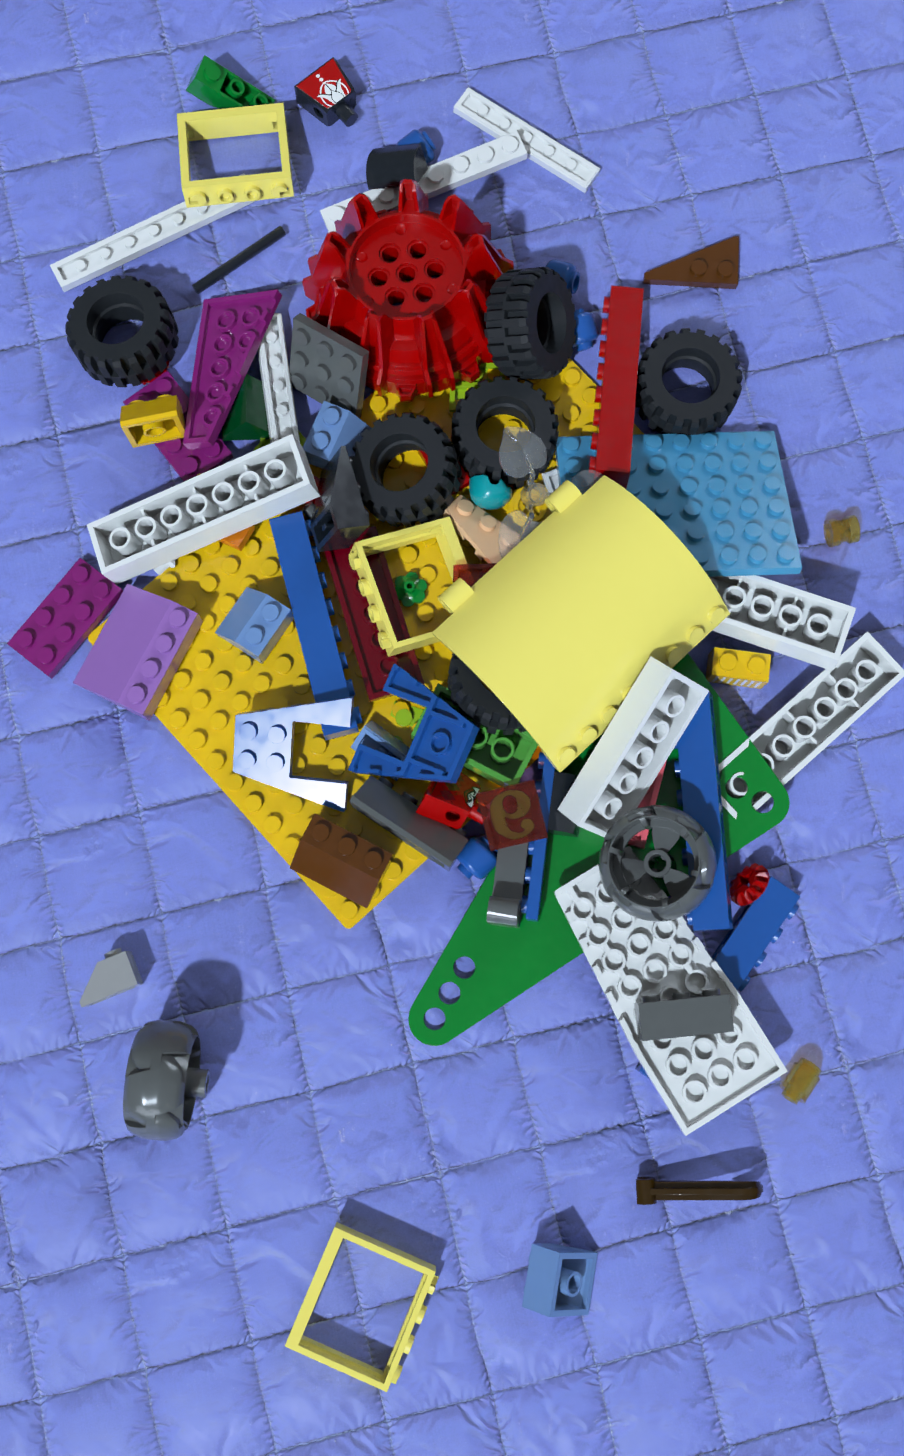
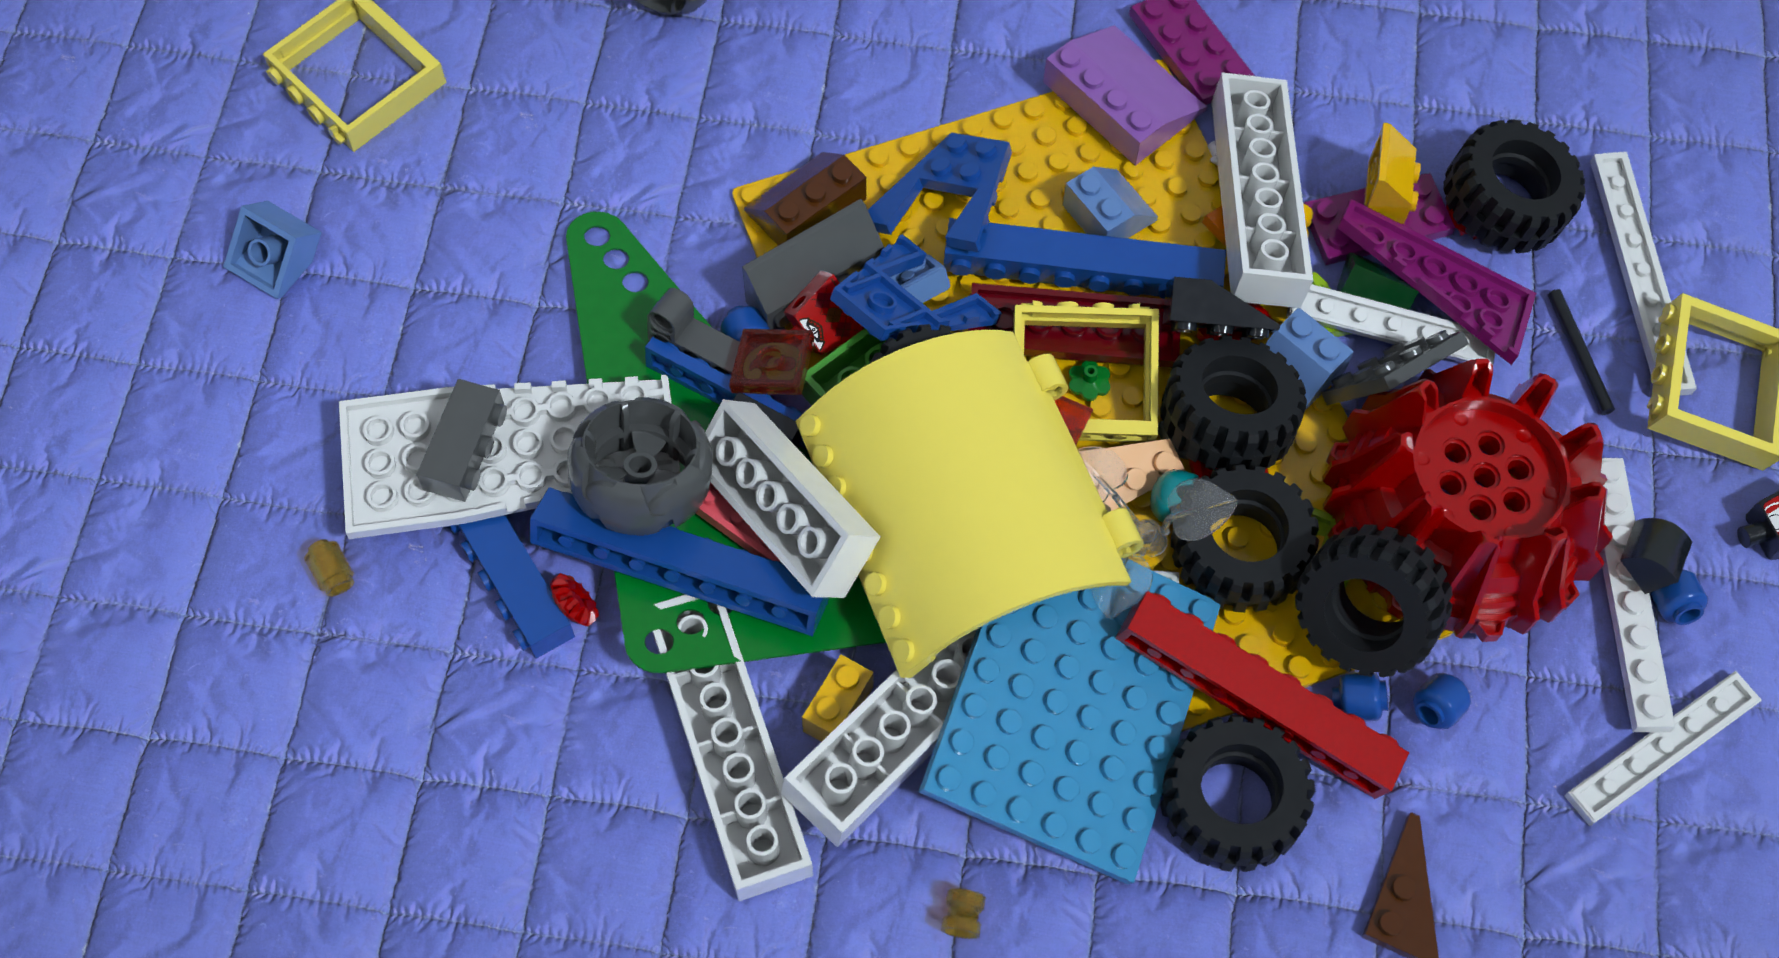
camera: 115 degrees right, 15 degrees down
(650, 1191) = (304, 368): dark brown piece -> none

